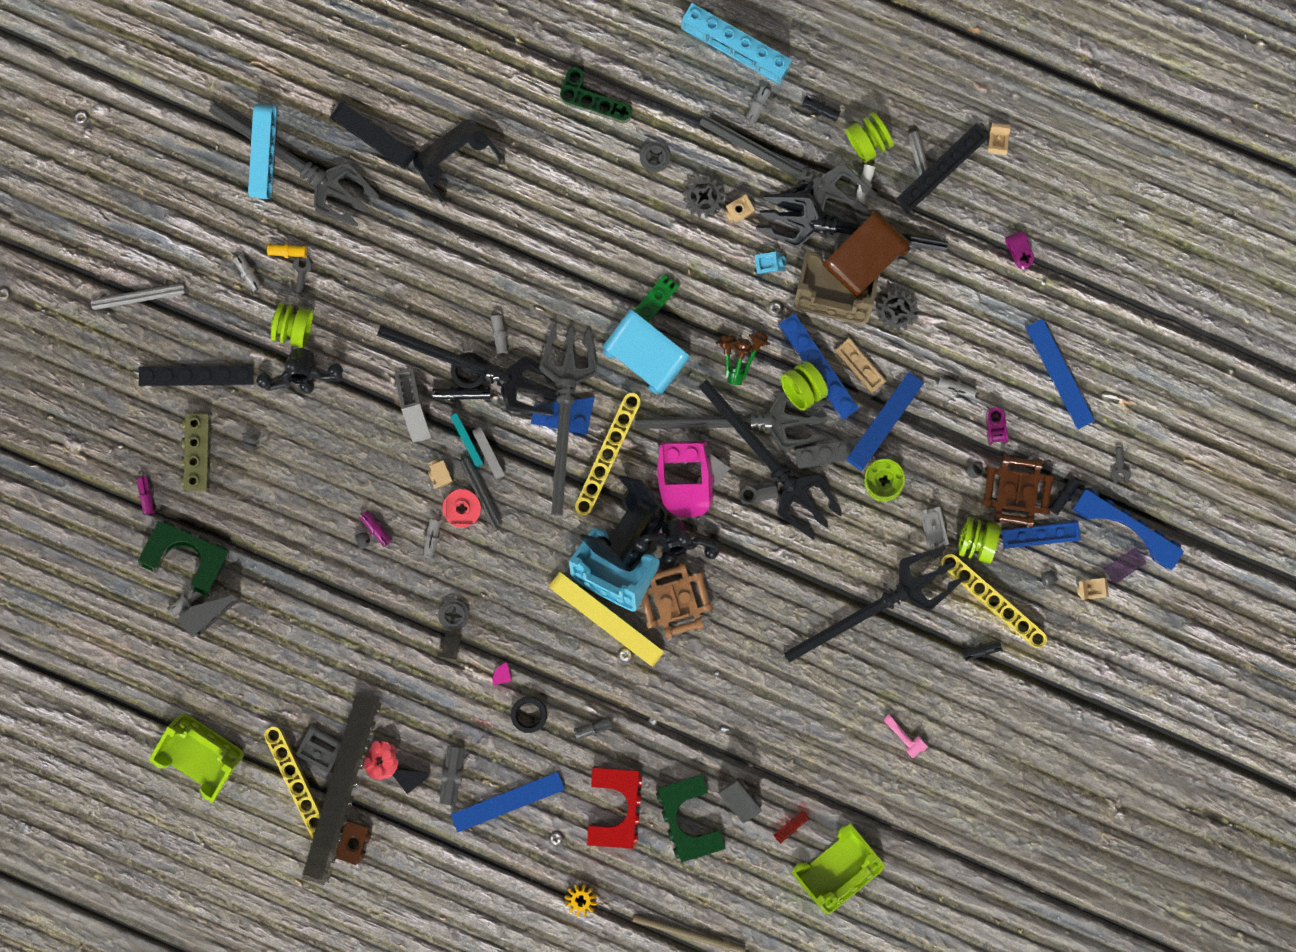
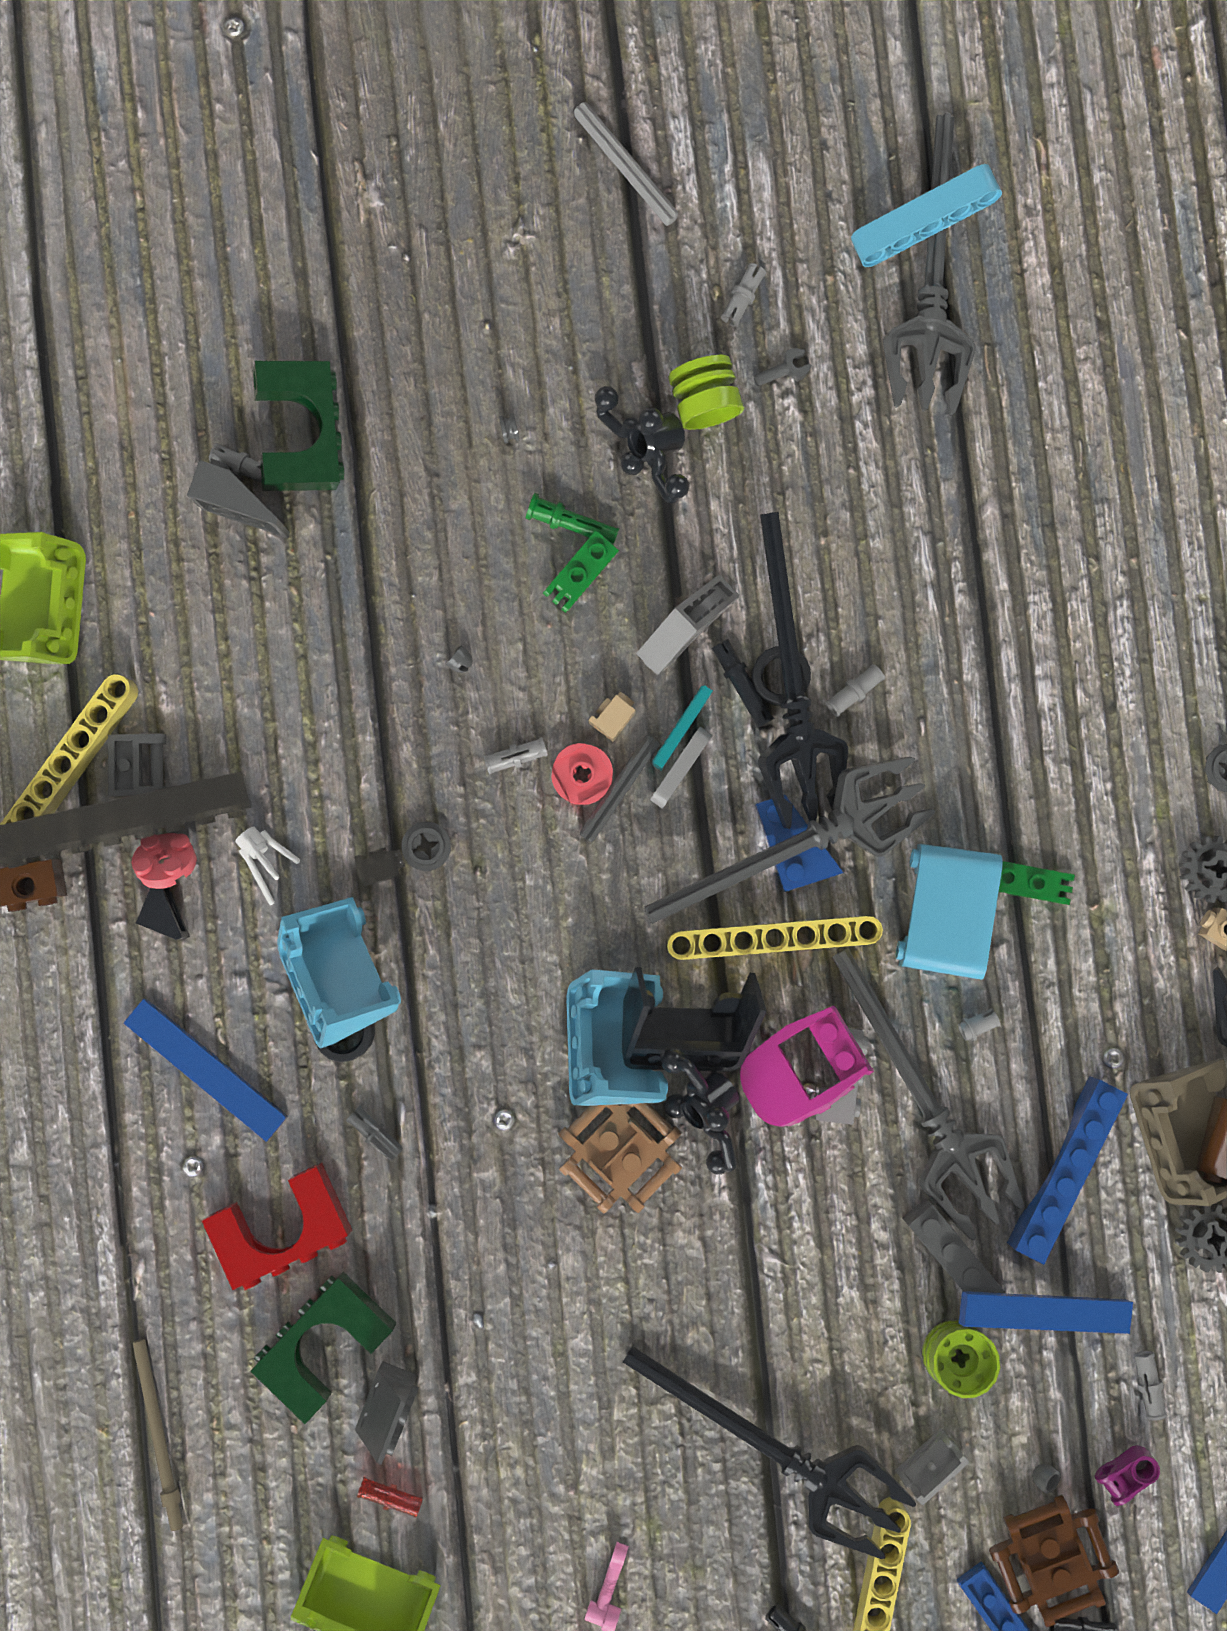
camera: 55 degrees right, 0 degrees up
(145, 495) = (356, 327): magenta axle -> none
(196, 376) = (561, 304): black plate -> none
(197, 452) = (454, 363): olive brick -> none
(287, 250) = (805, 330): yellow pin -> none
(312, 443) = (558, 516): none -> green pin
(350, 446) = (582, 570): none -> green hinge
(372, 135) = (1033, 358): black beam -> none
(375, 528) = (486, 669): magenta pin -> none
(399, 707) = (253, 846): none -> white plant
(427, 160) = (1042, 456): black windscreen -> none
(452, 775) = (198, 970): dark grey piece -> none
(492, 702) = (334, 971): none -> medium azure windscreen
(501, 675) = (384, 960): dark pink tile -> none
(574, 902) = (117, 1264): yellow gear -> none
(606, 619) = (539, 1066): light yellow beam -> none
(716, 370) = (978, 1024): none -> light grey pin
(743, 347) = (1040, 1049): reddish brown plant -> none
(760, 493) = (839, 1184): dark grey piece -> none
(770, 262) = (1175, 1015): medium azure bracket -> none
(792, 487) = (875, 1227): black piece -> none
(804, 385) = (1033, 1168): lime wheel -> none
(860, 365) = (1101, 1226): tan tile -> none
(979, 540) = (952, 1547): lime wheel -> none

